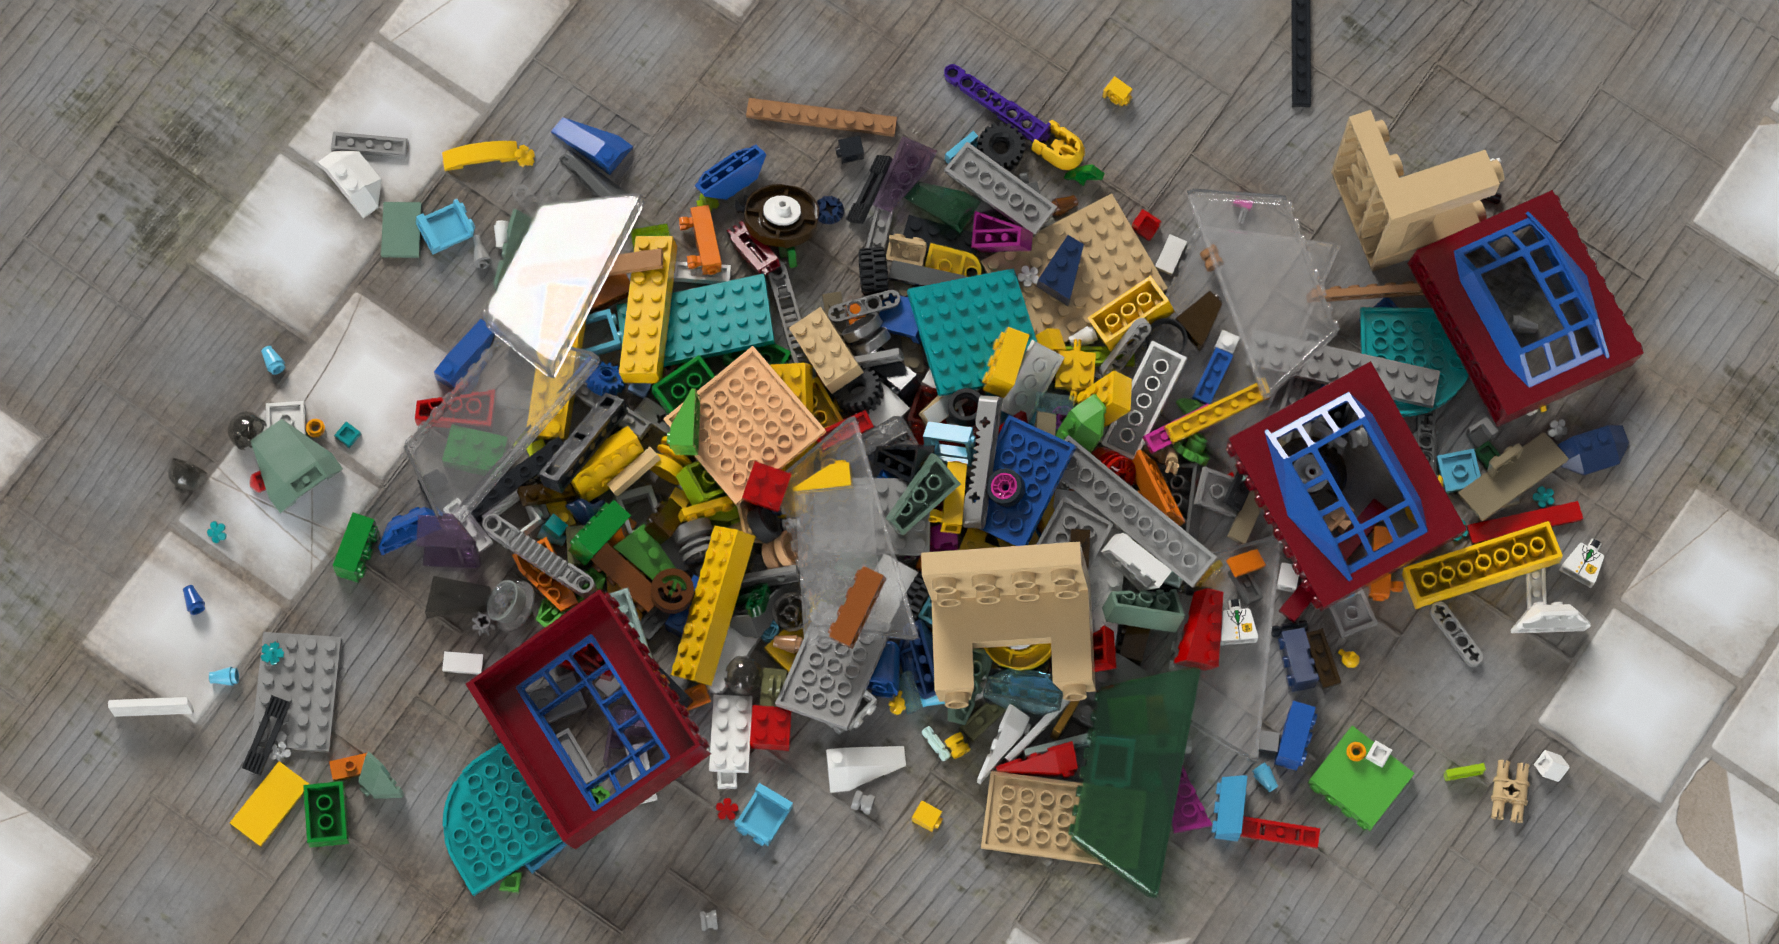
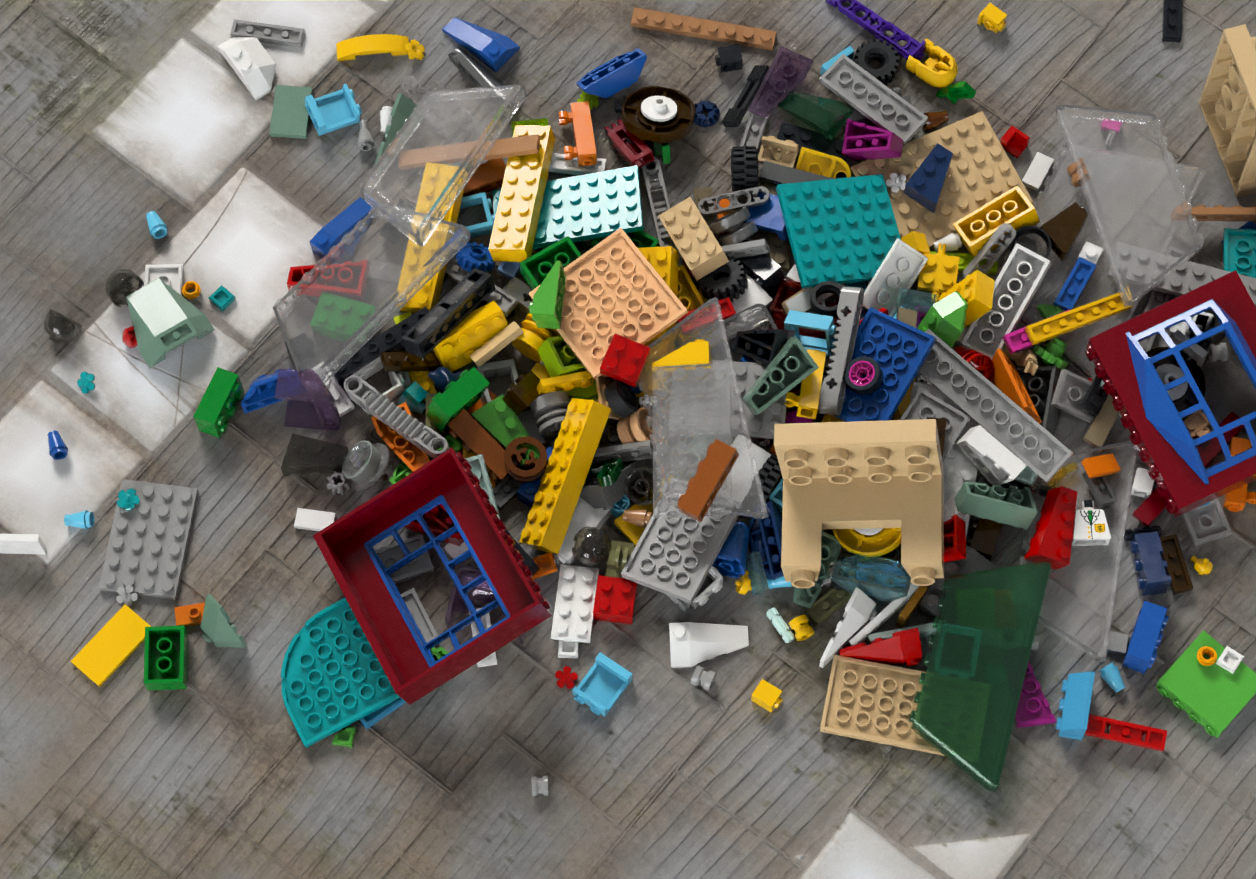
camera: 10 degrees right, 5 degrees down
(276, 708) = (100, 602): black container -> none
(1005, 362) = (869, 256): yellow brick -> none

